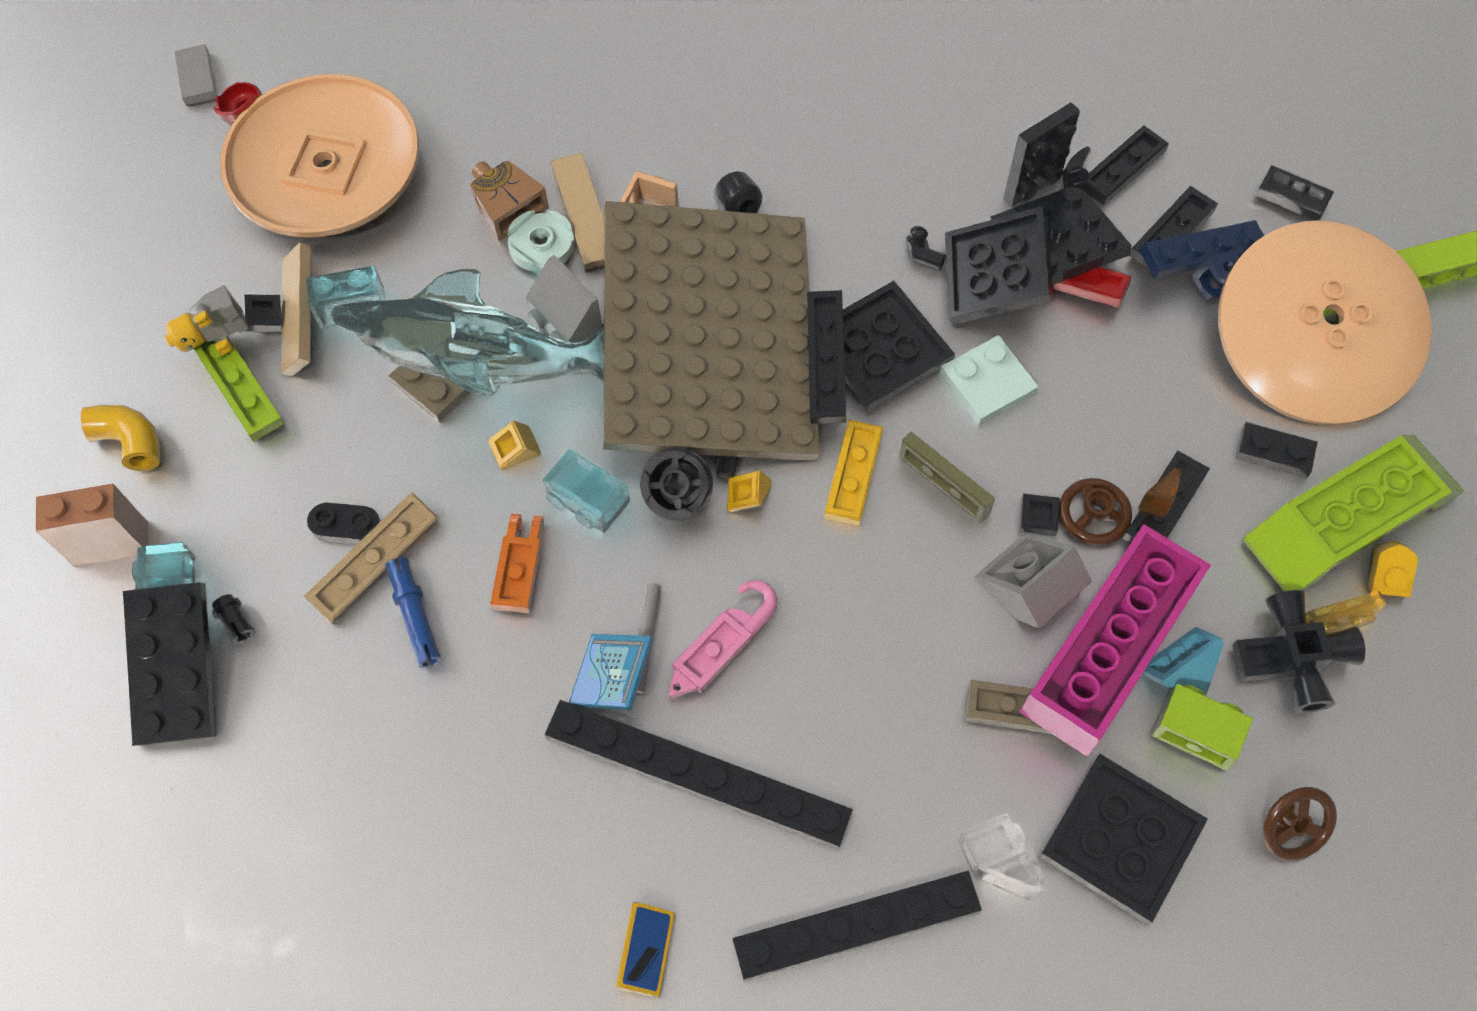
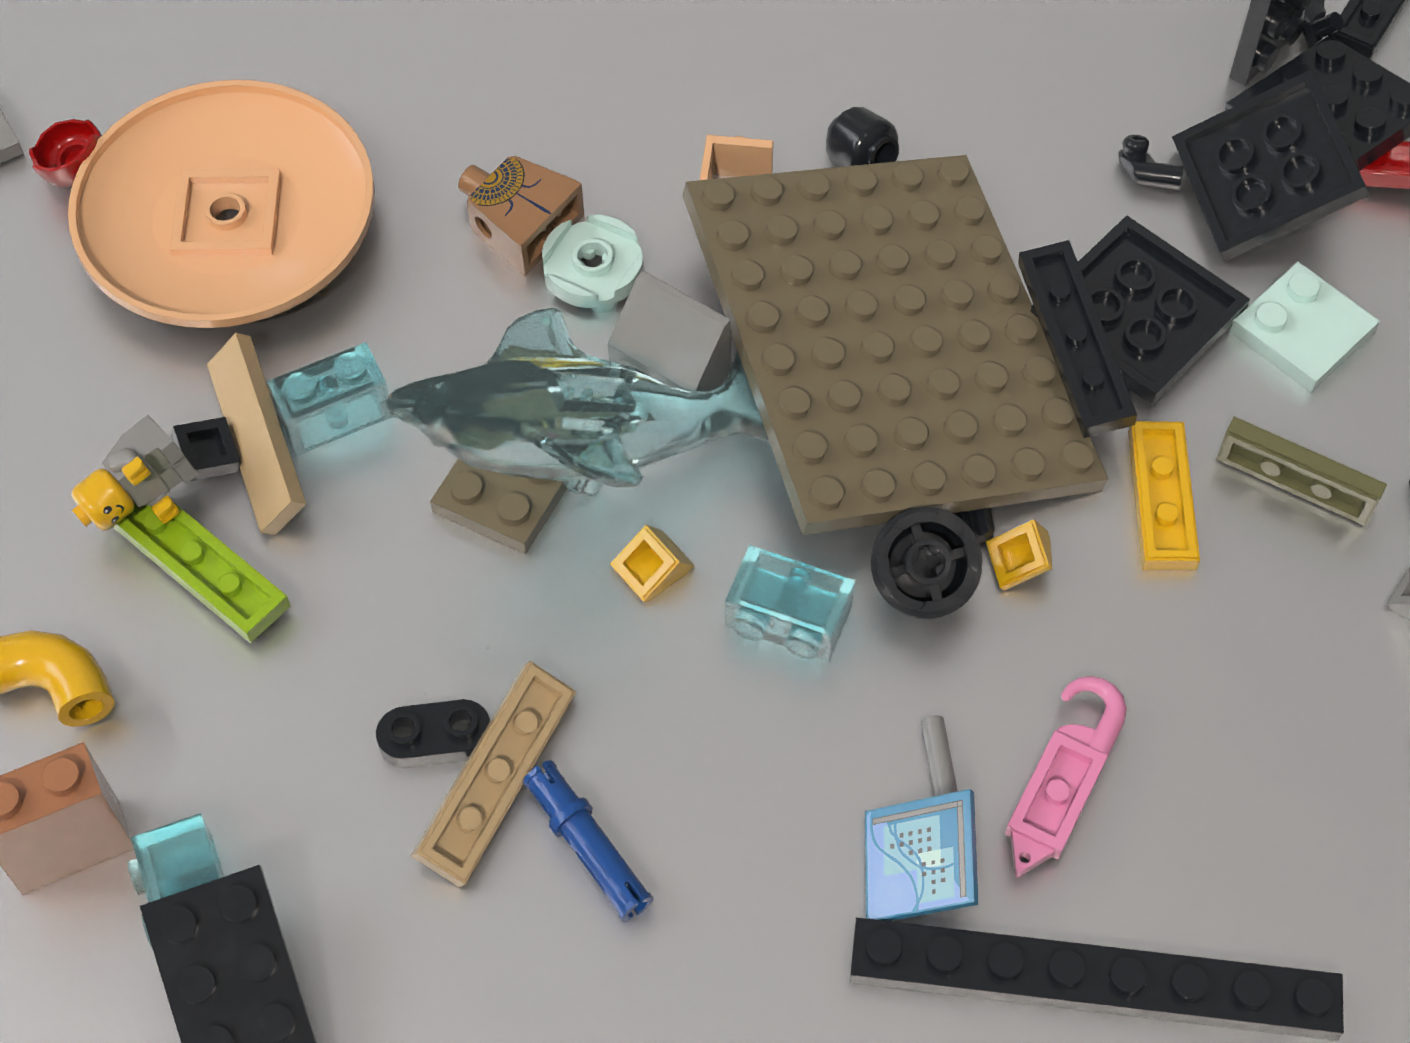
camera: 15 degrees left, 5 degrees down
(231, 616) = (307, 912): black pin -> none
(517, 566) = (724, 738): orange hinge -> none
(581, 208) = (638, 202): tan tile -> none

